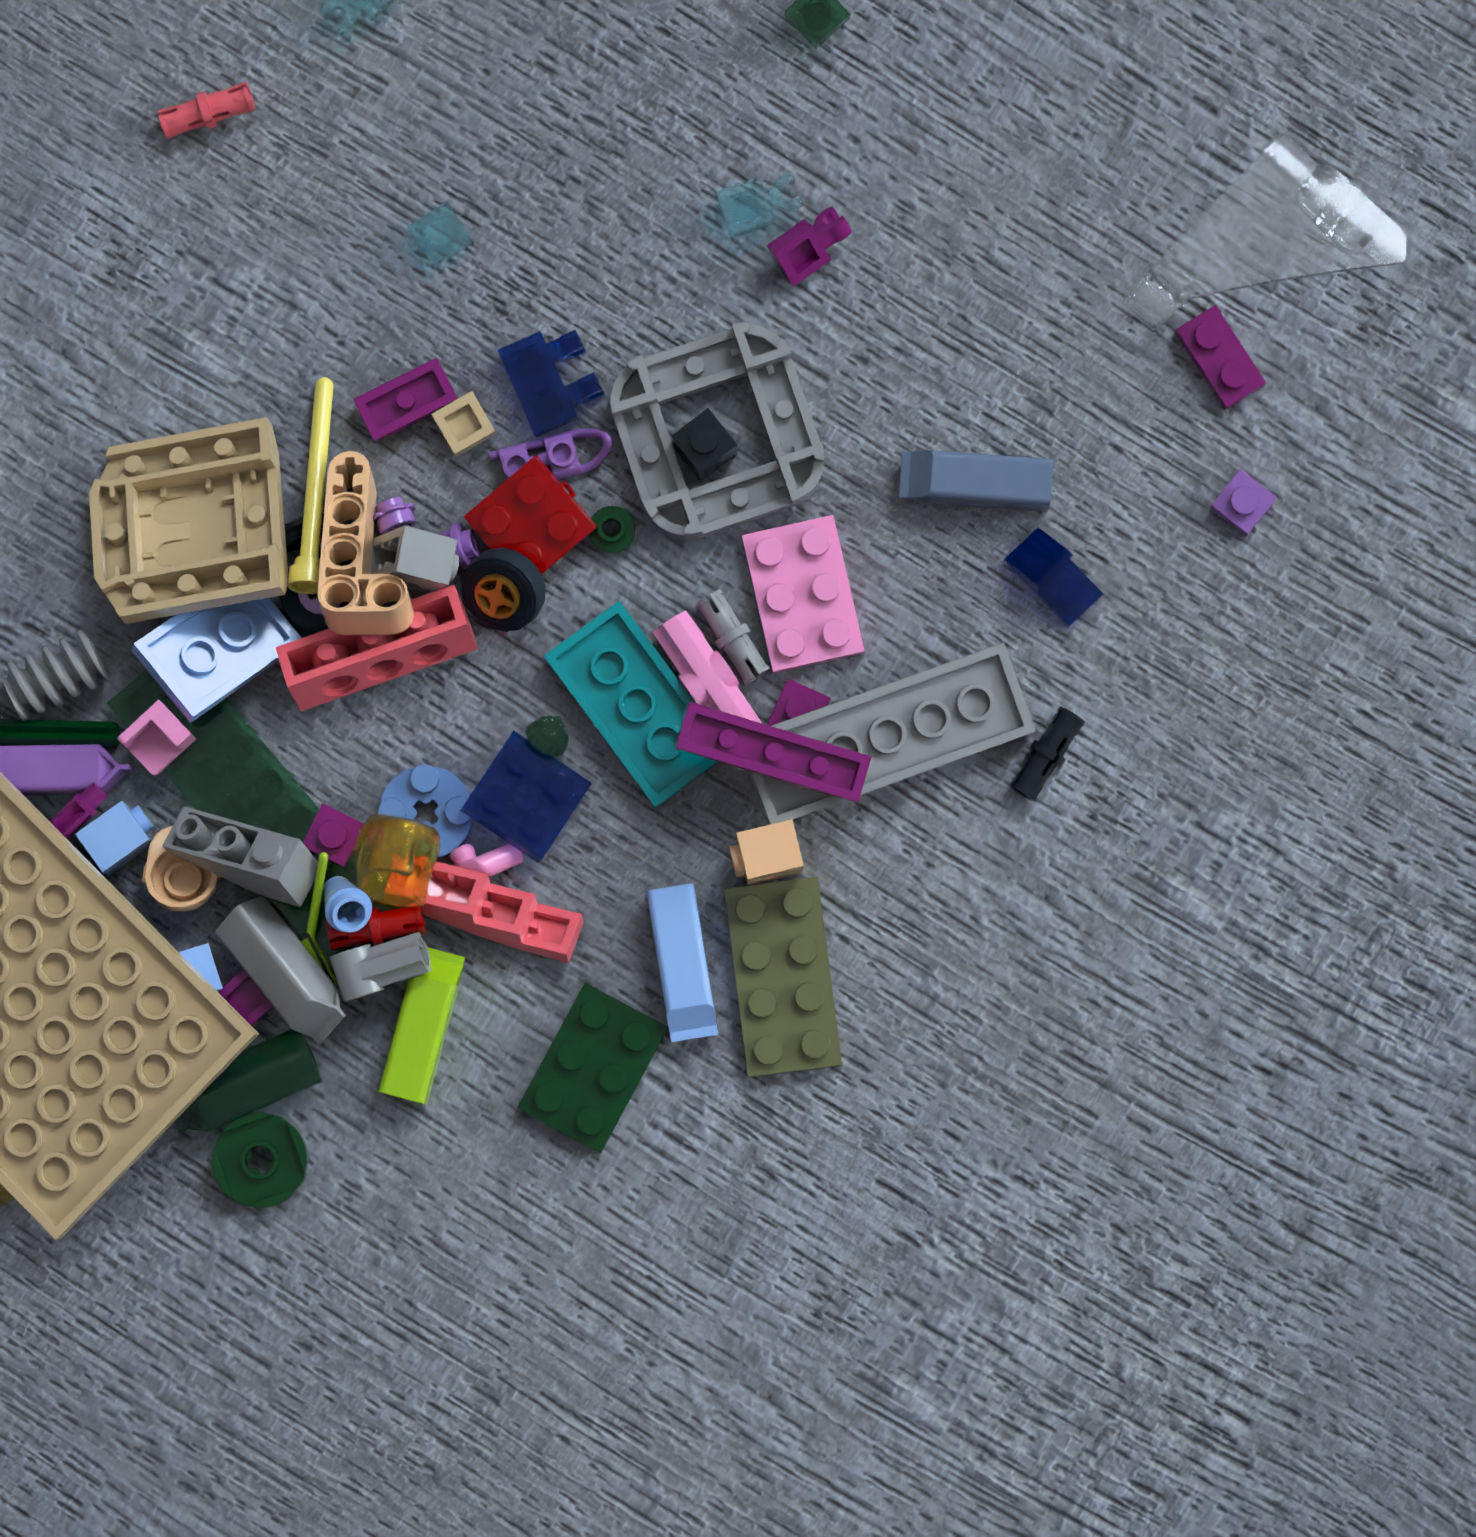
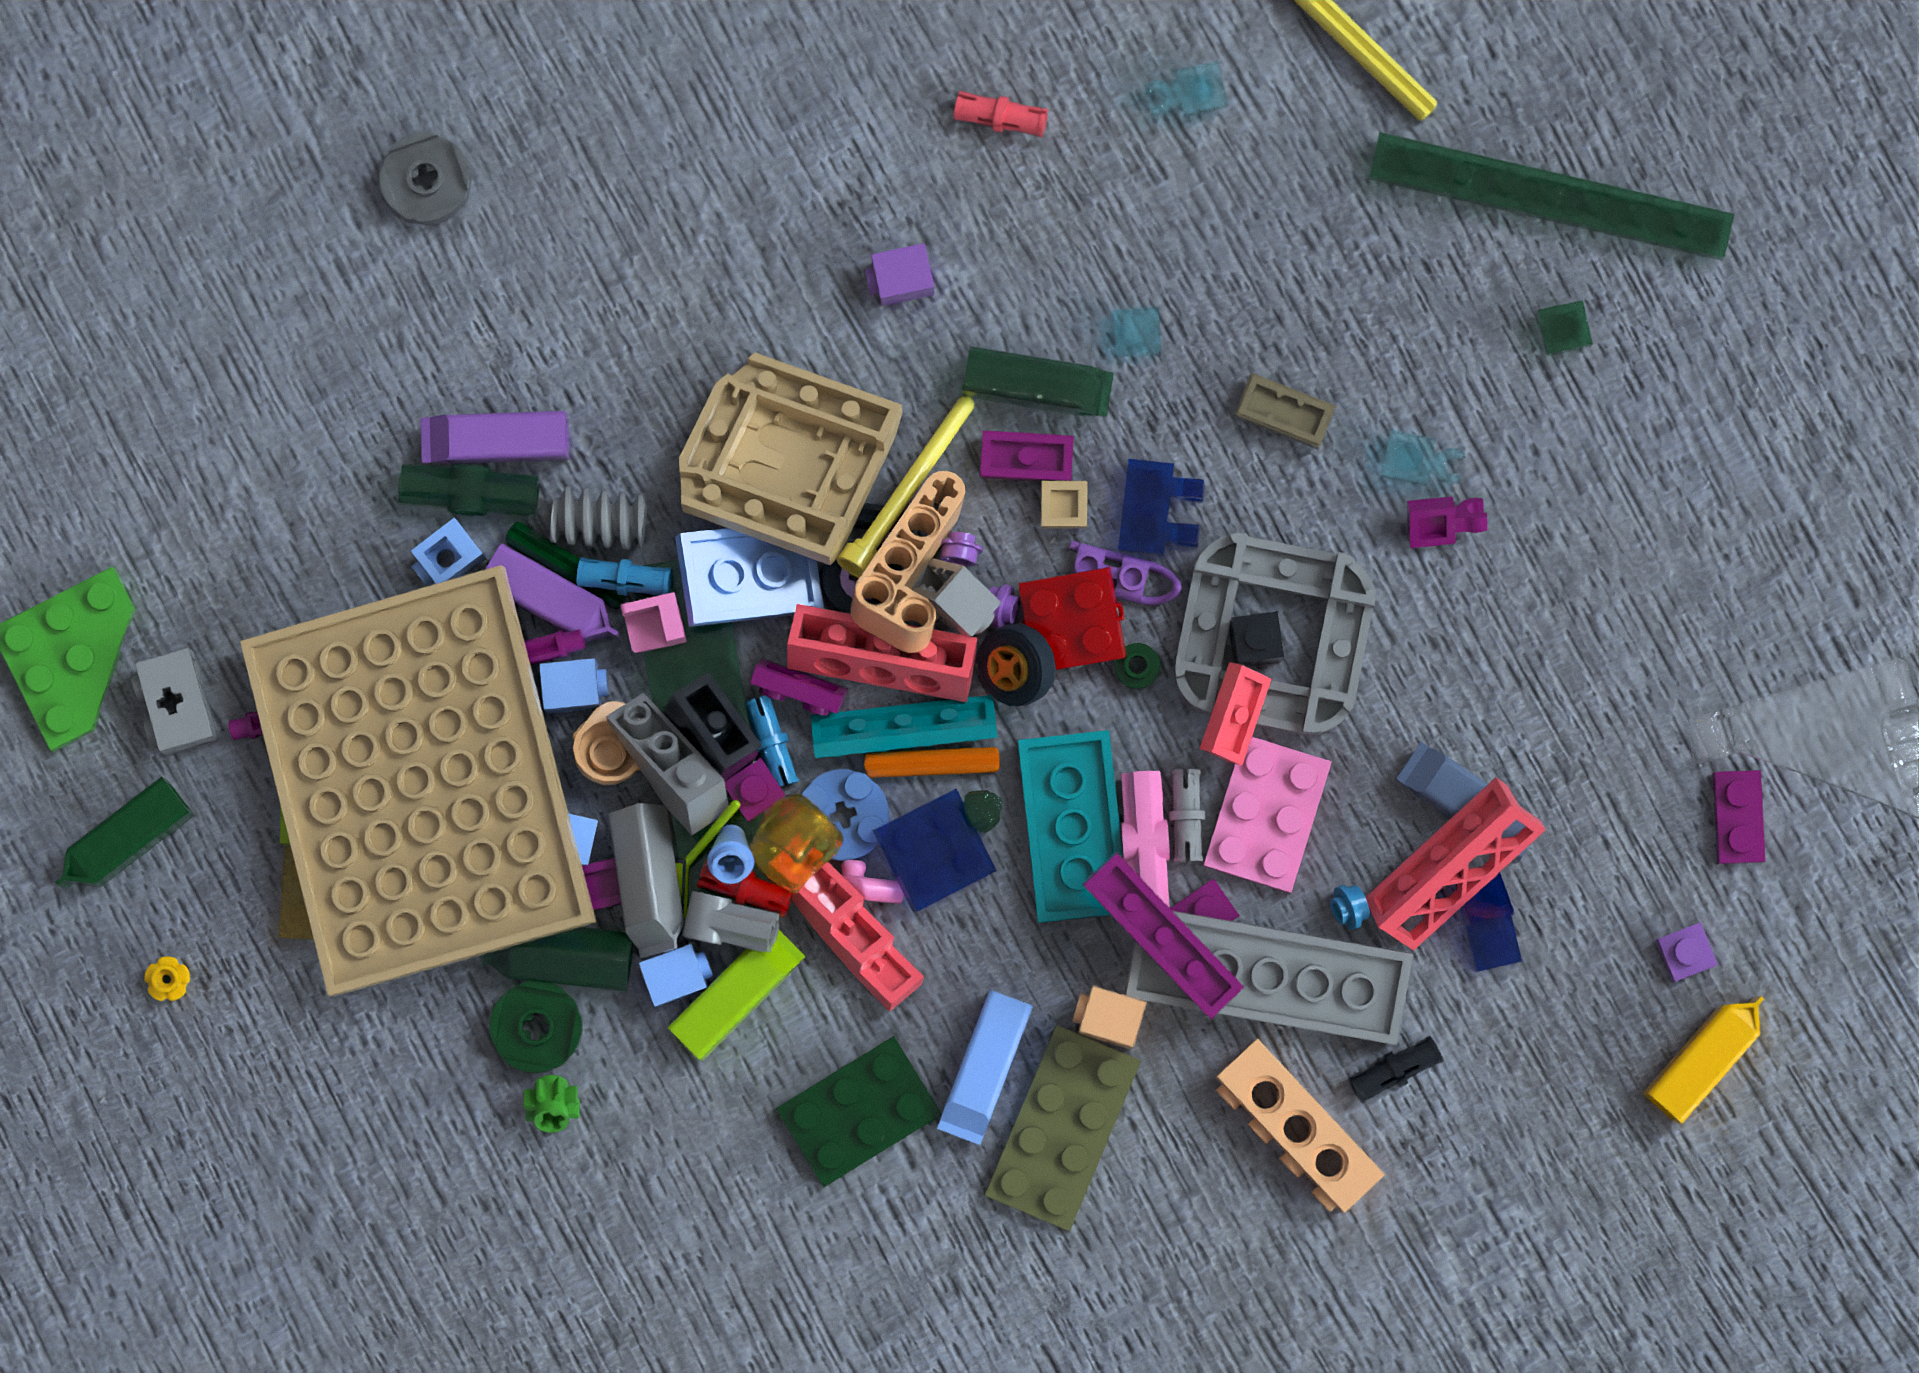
camera: 30 degrees right, 0 degrees up
(106, 713) = (624, 577): none -> dark azure pin
(199, 303) = (900, 275): none -> medium lavender brick
(263, 798) = (713, 726): none -> black brick
(313, 1220) = (551, 1103): none -> bright green gear
(322, 783) = (773, 741): none -> dark azure pin
(339, 718) = (815, 693): none -> magenta plate
(359, 1041) = (676, 975): none -> light blue brick
(377, 329) = (1037, 382): none -> clear green piece
(434, 702) = (903, 726): none -> teal plate
(478, 720) = (932, 762): none -> orange axle
(612, 229) = (1284, 411): none -> dark tan plate
(723, 520) = (1235, 713): none -> coral plate
(923, 633) = (1349, 906): none -> dark azure plate
(985, 542) = (1445, 862): none -> coral fence
(1064, 861) = (1356, 1171): none -> light nougat brick
(1314, 587) = (1705, 1059): none -> yellow piece

